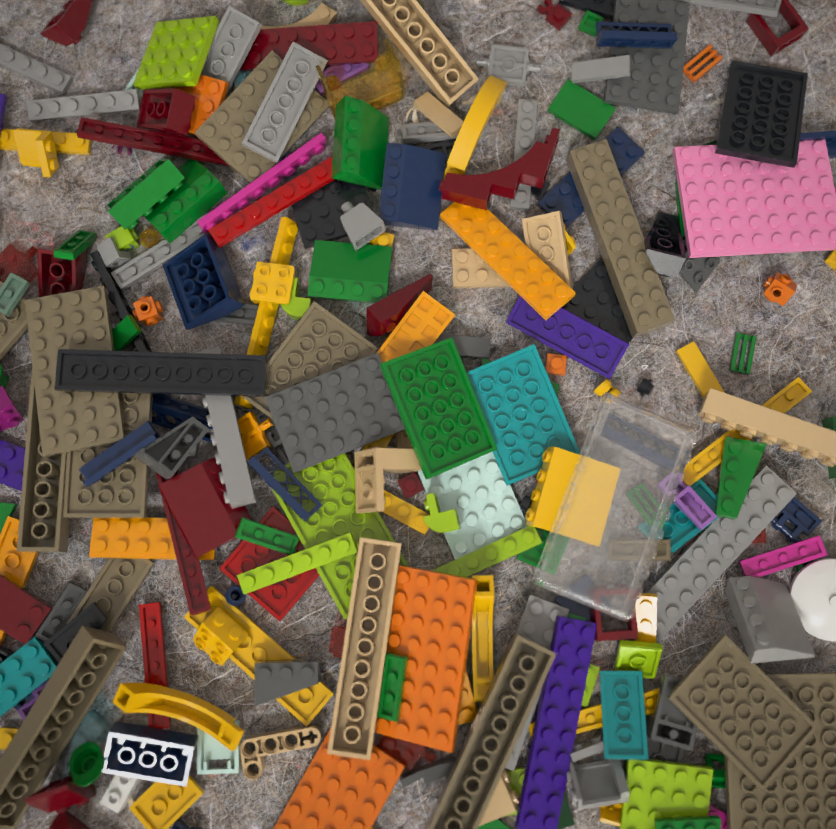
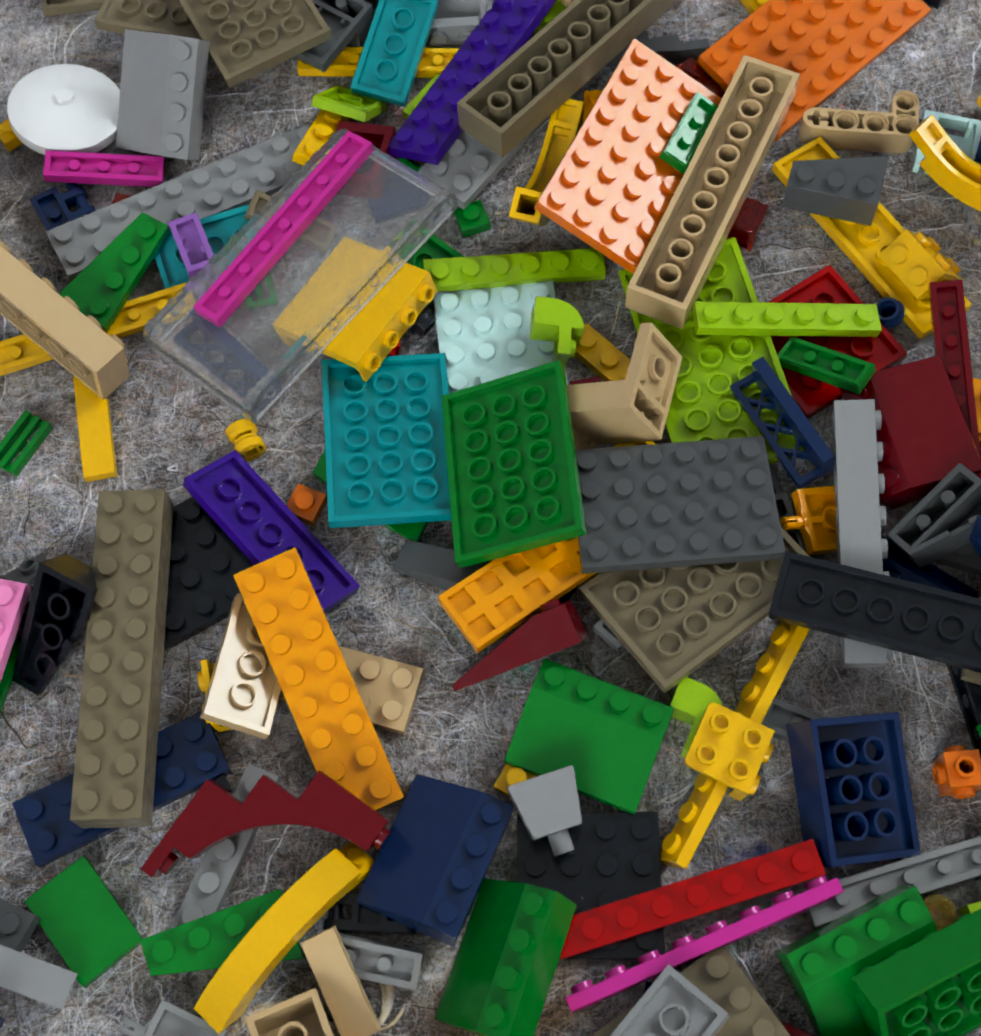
camera: 160 degrees left, 15 degrees down
(510, 116) = (208, 940): none -> green wing
(521, 594) = (472, 219): none -> green plate
(634, 523) = (283, 229): none -> dark pink plate
(645, 387) = (185, 431): black plate -> none

